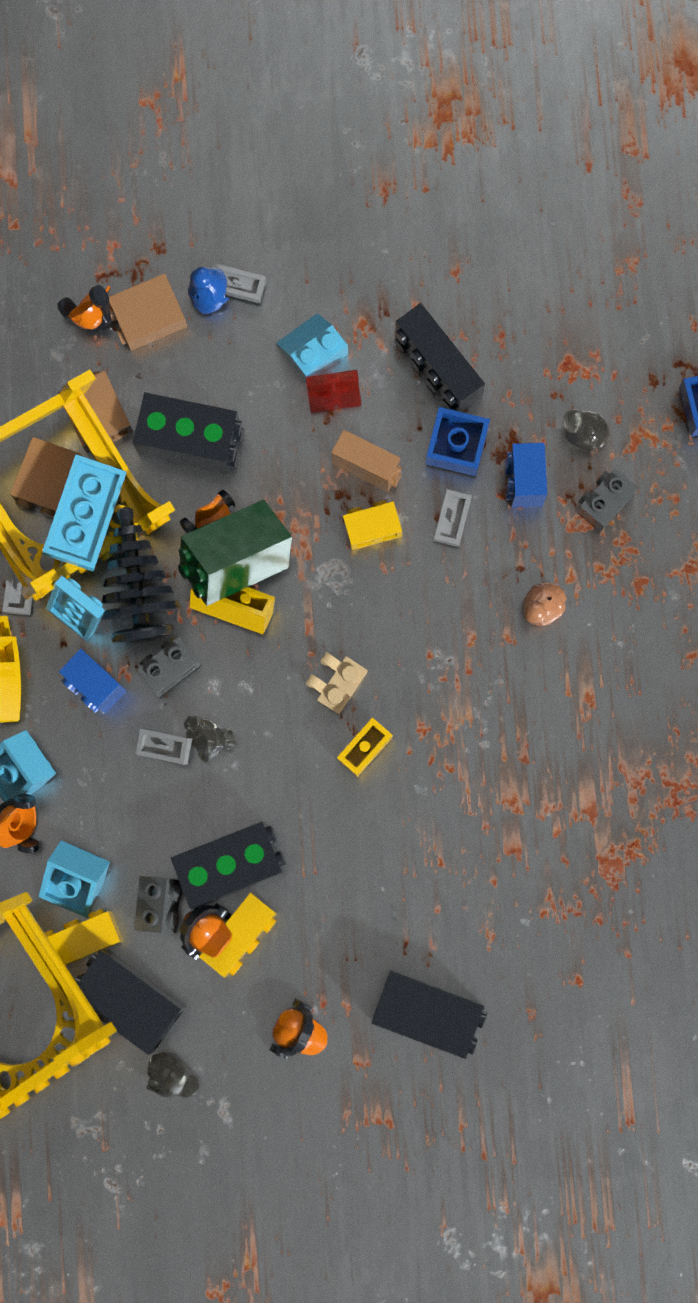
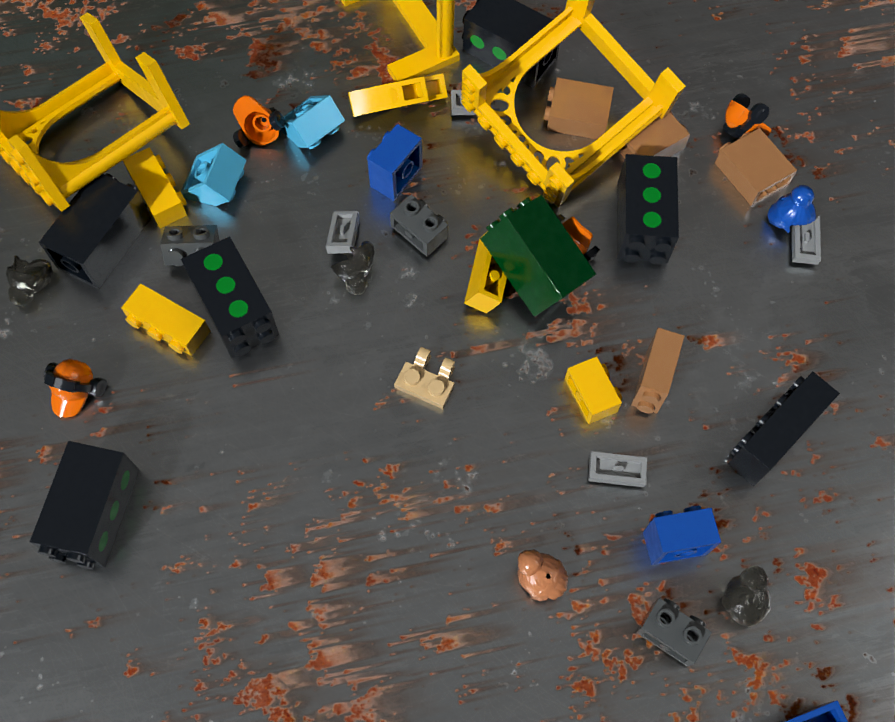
camera: 75 degrees right, 15 degrees down
(75, 608) = (459, 126): medium azure plate -> none
(84, 513) = (550, 124): medium azure plate -> none
(135, 579) = (495, 175): black plant -> none
(205, 931) = (166, 284): cap -> none
(313, 347) = (759, 314): medium azure slope -> none
(333, 391) = (723, 338): clear red panel -> none
(364, 747) = (361, 408): yellow brick -> none
(457, 441) = (700, 460): blue brick -> none

